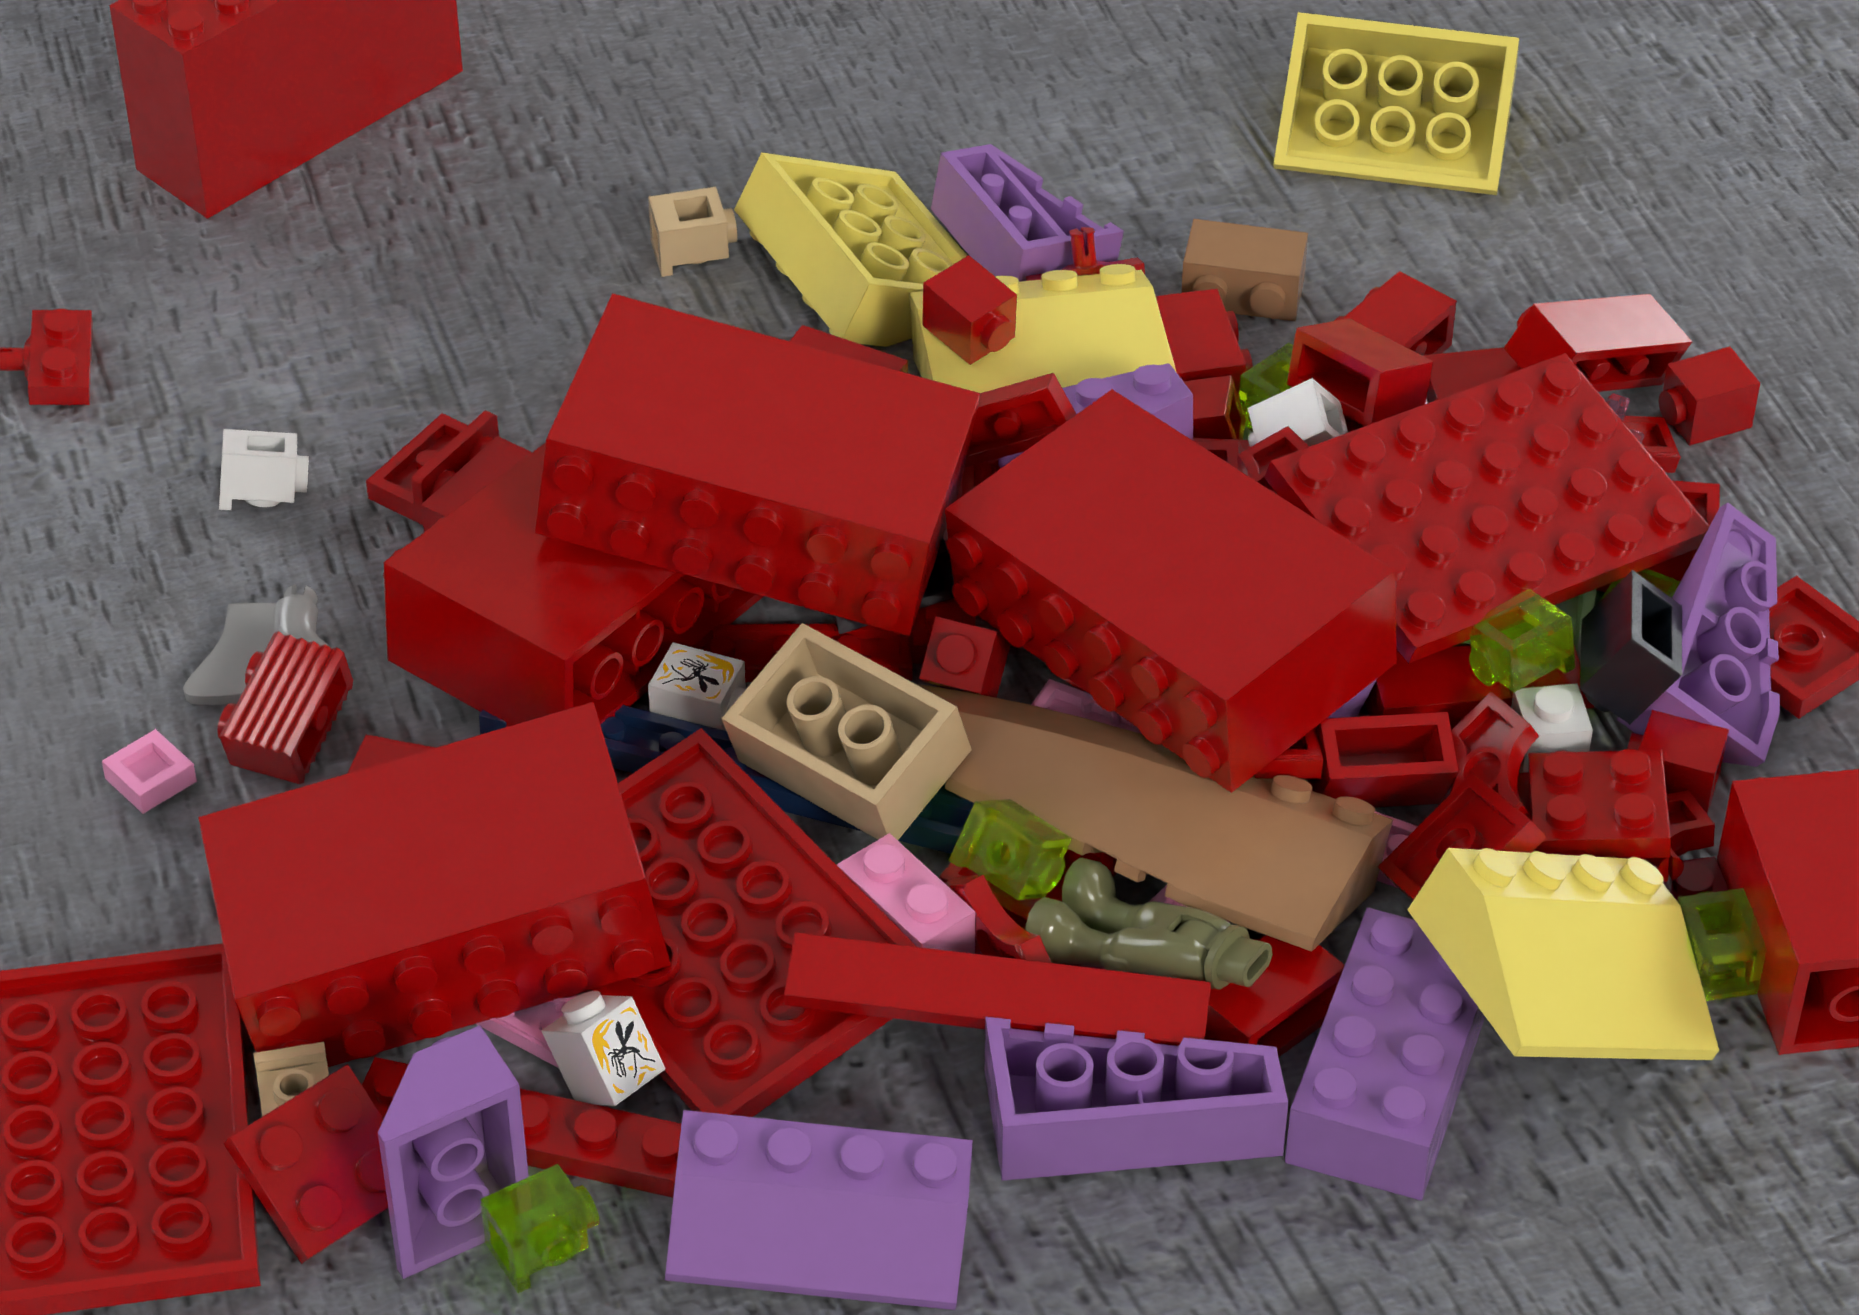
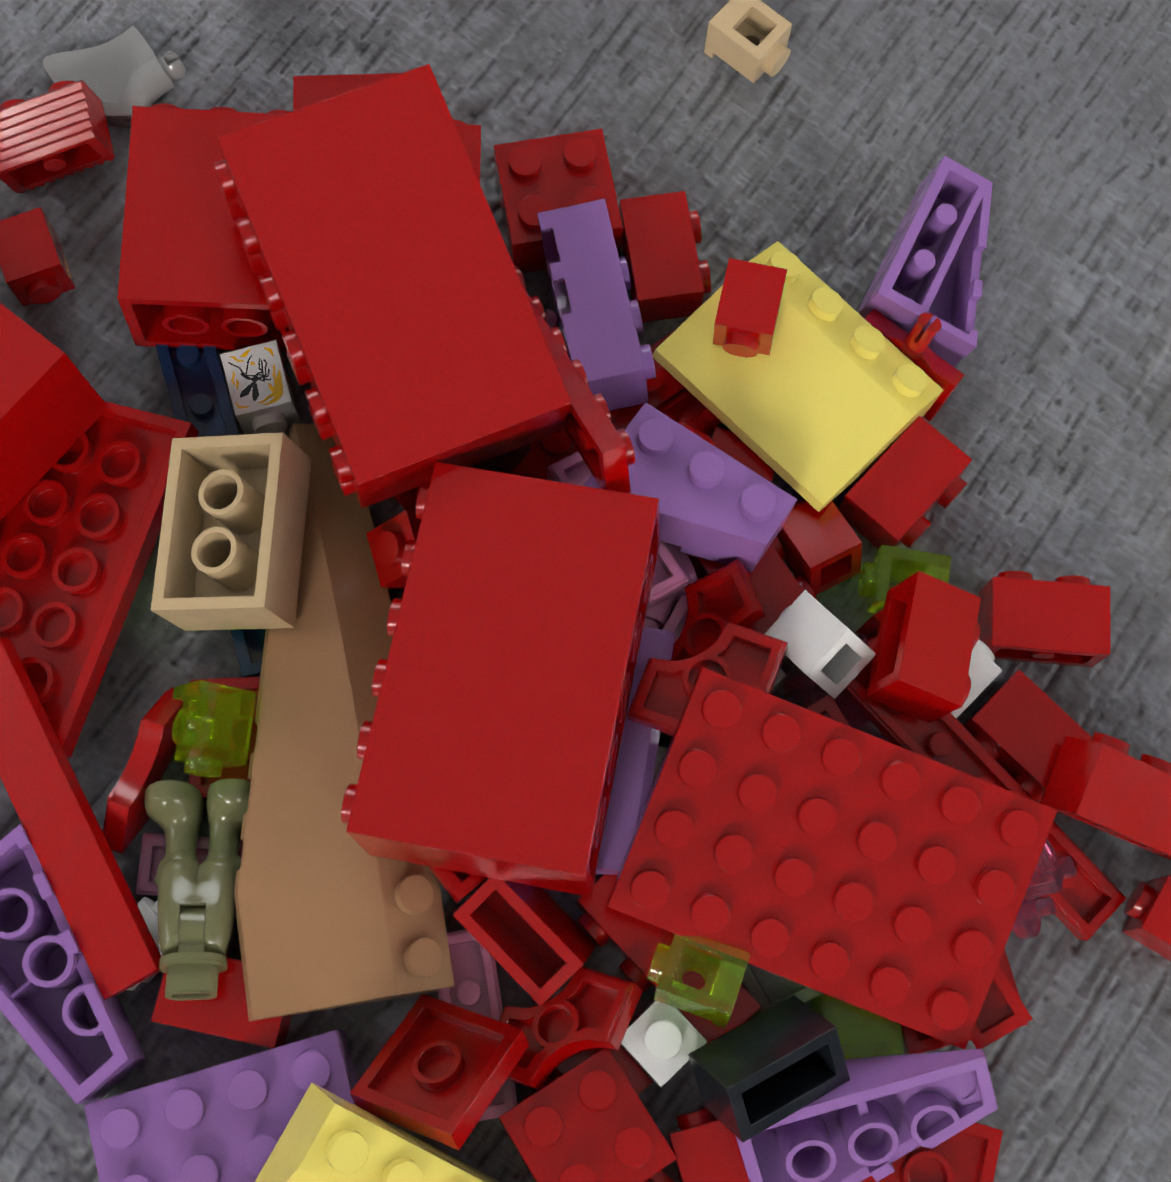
camera: 50 degrees right, 30 degrees up
(429, 462) = (364, 46): red bracket -> none
(847, 242) = (830, 167): light yellow slope -> none
(912, 896) = (132, 674): bright pink brick -> none
(1251, 266) = (1032, 459): medium nougat brick -> none

